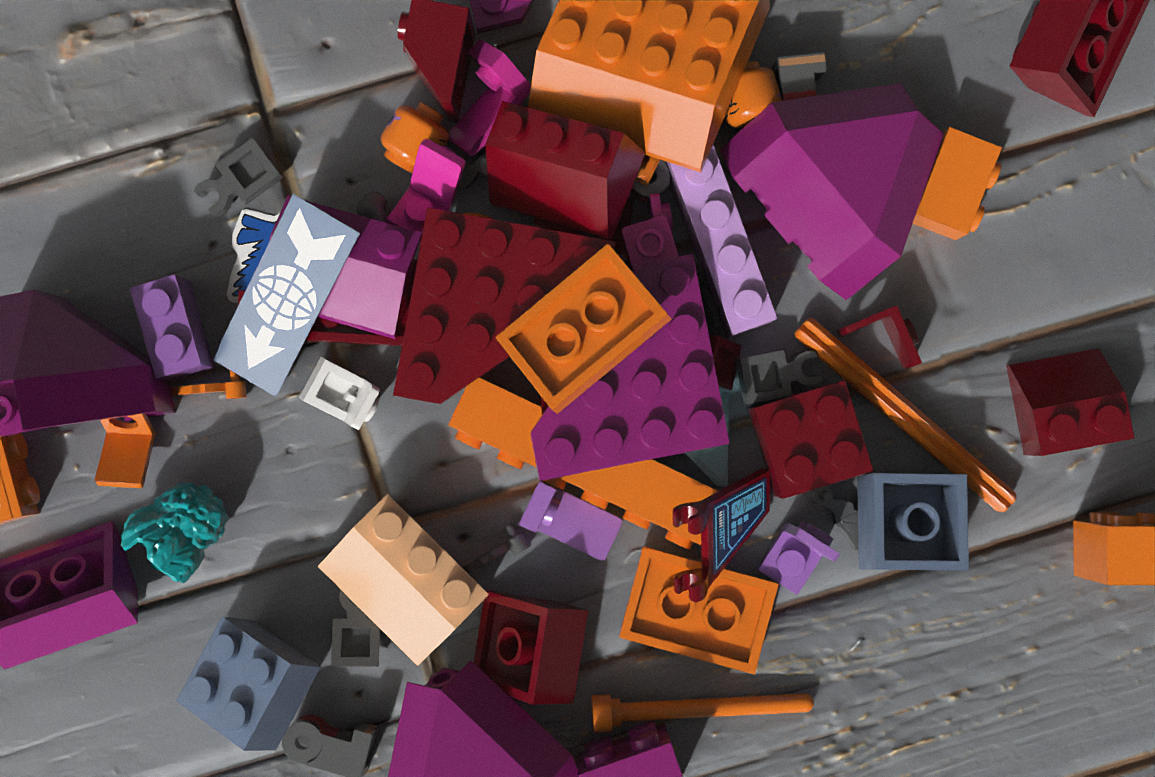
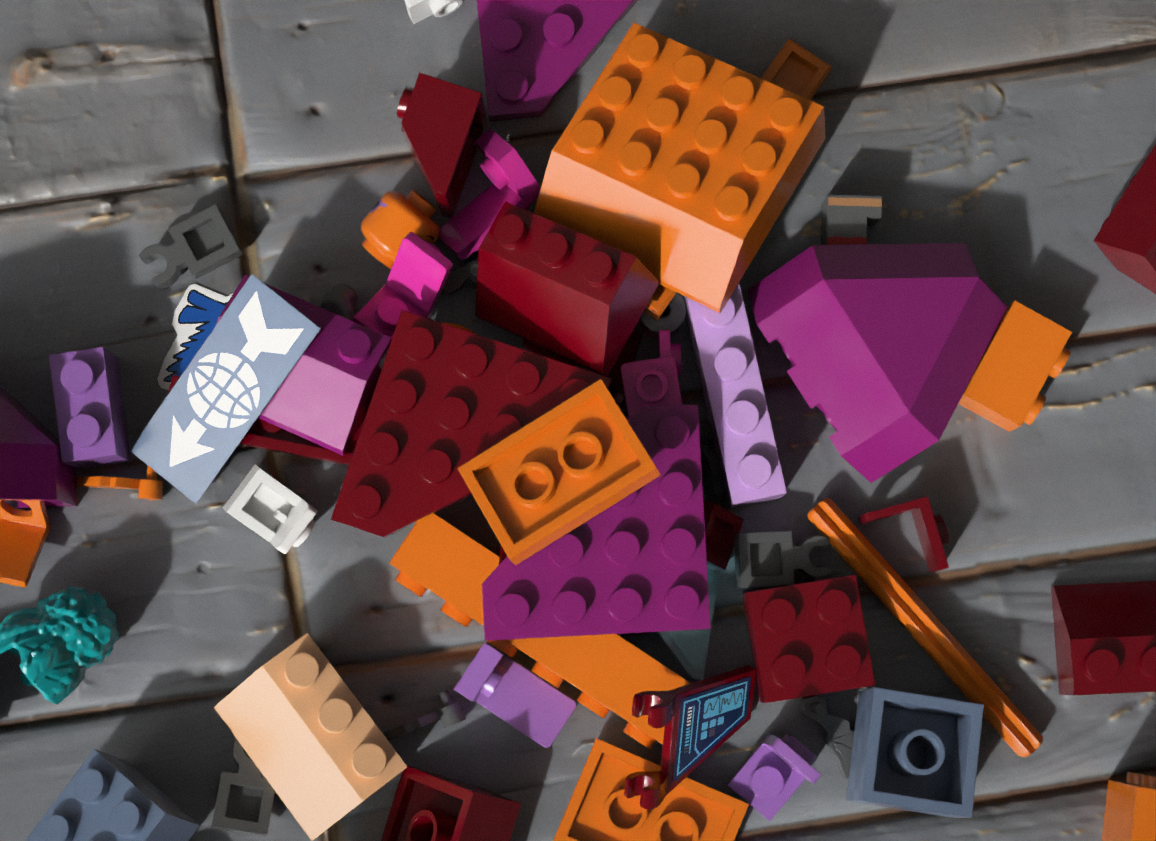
camera: 15 degrees right, 5 degrees down
(753, 94) = (792, 233): orange head -> none

